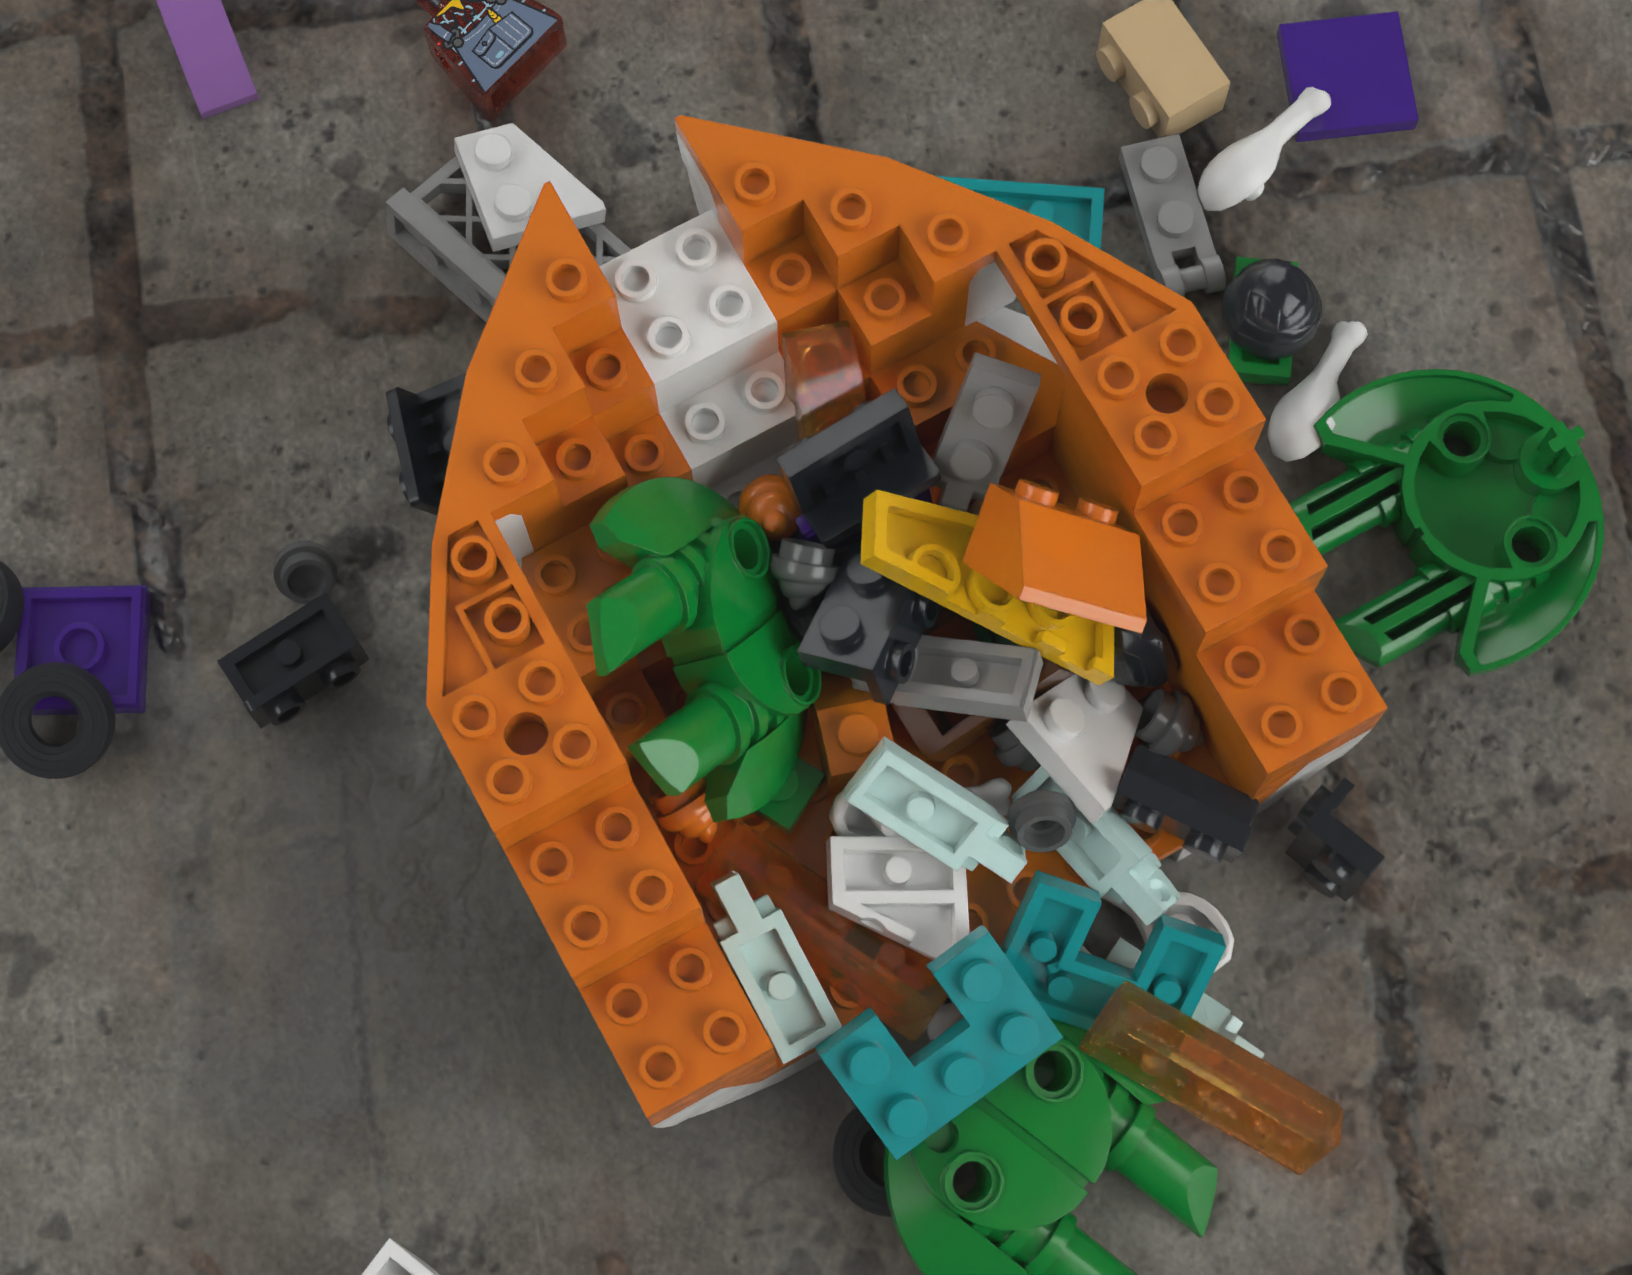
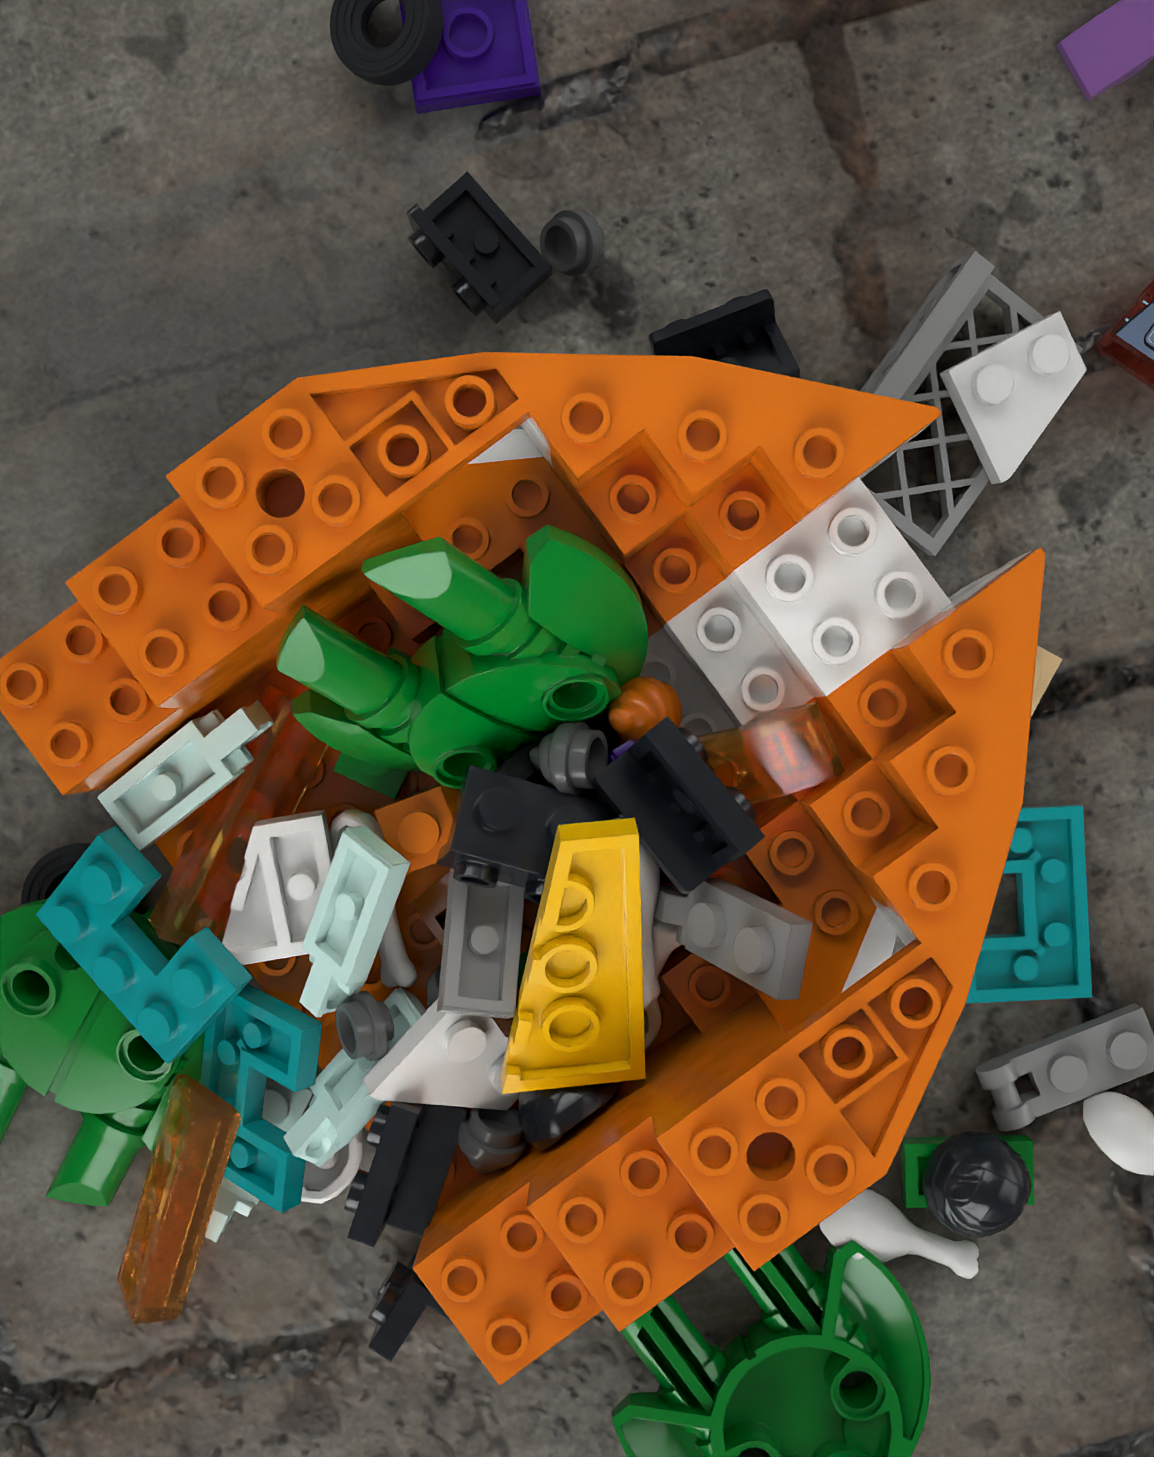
camera: 85 degrees right, 15 degrees up
(1060, 554) = (587, 1042): orange slope -> none

